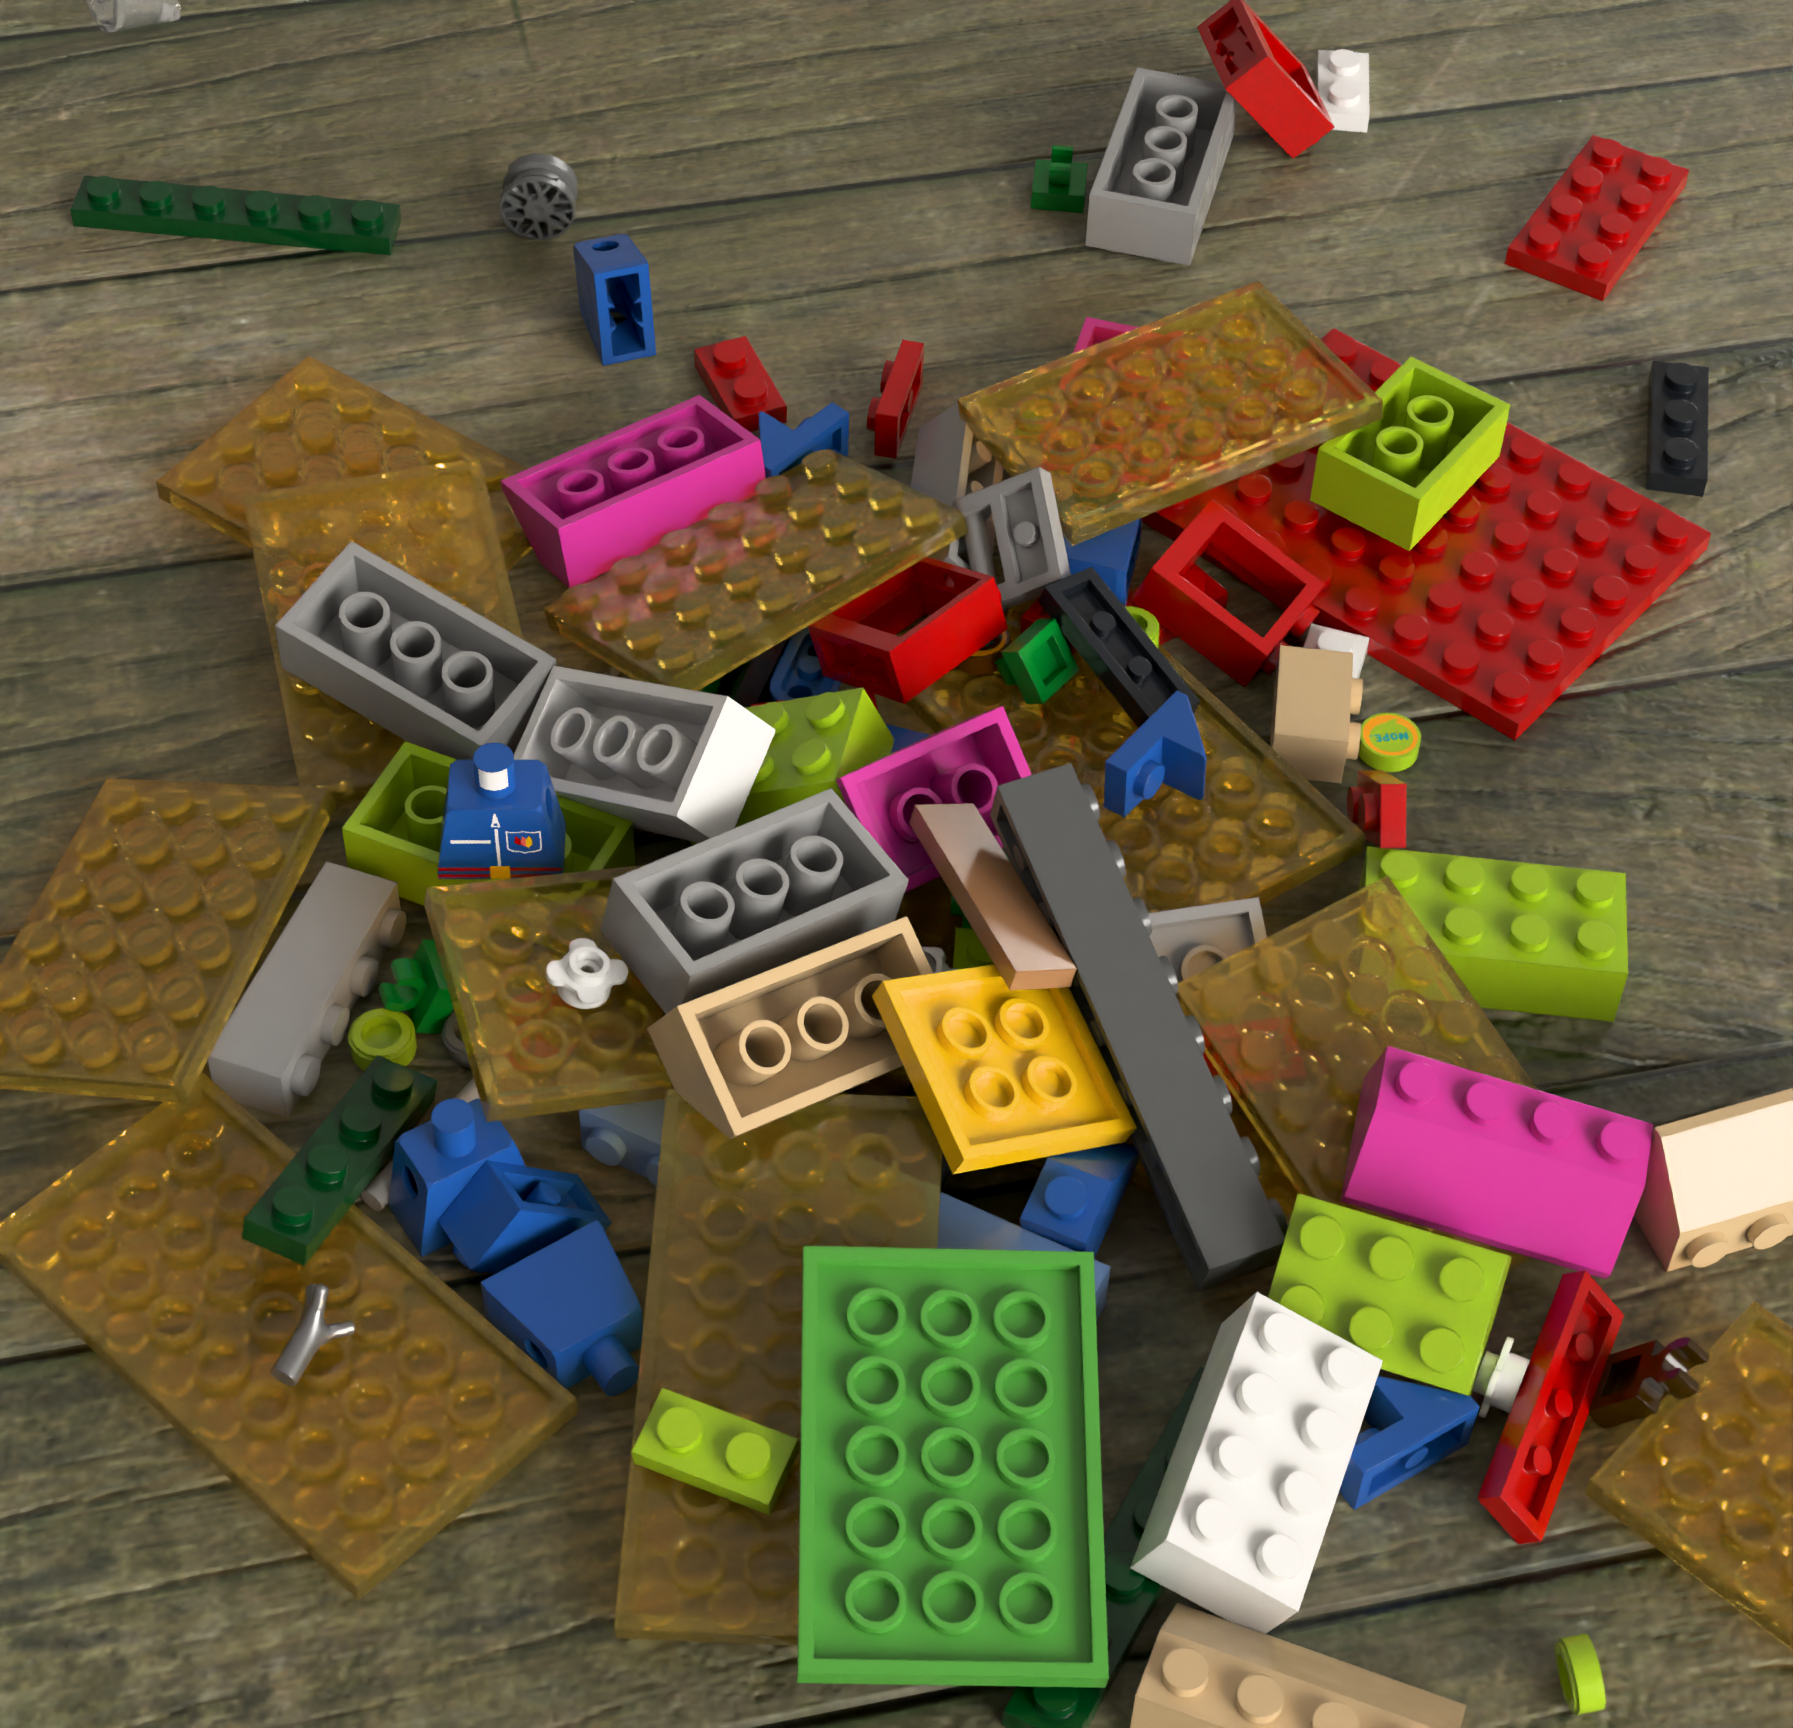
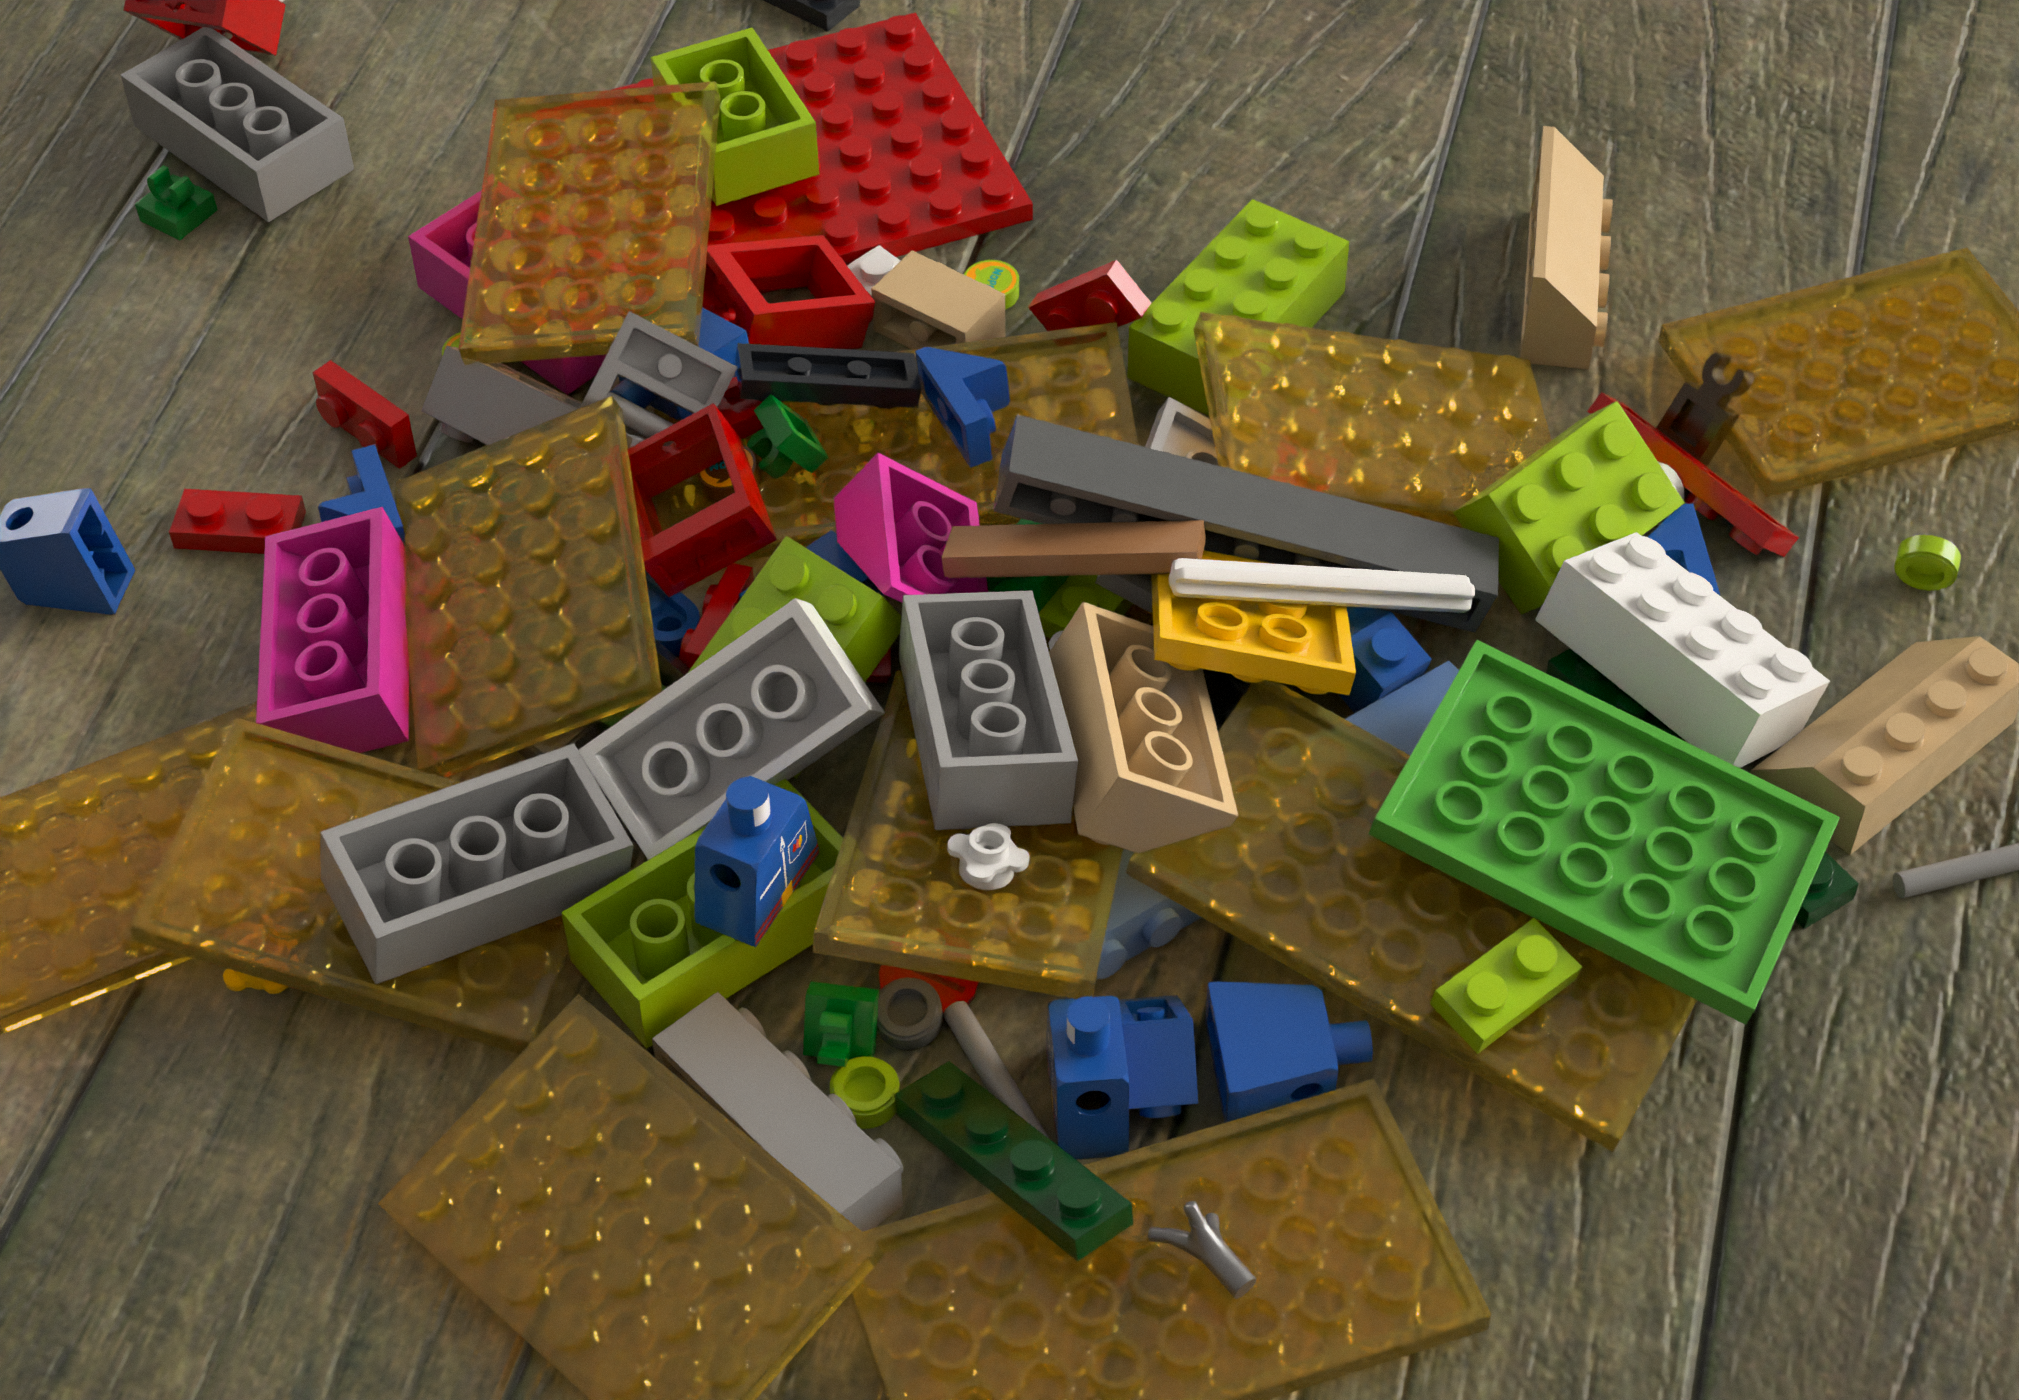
camera: 60 degrees left, 0 degrees up
(1080, 1104) = (1320, 585): none -> white axle
(1496, 1162) = (1489, 387): dark pink slope -> none

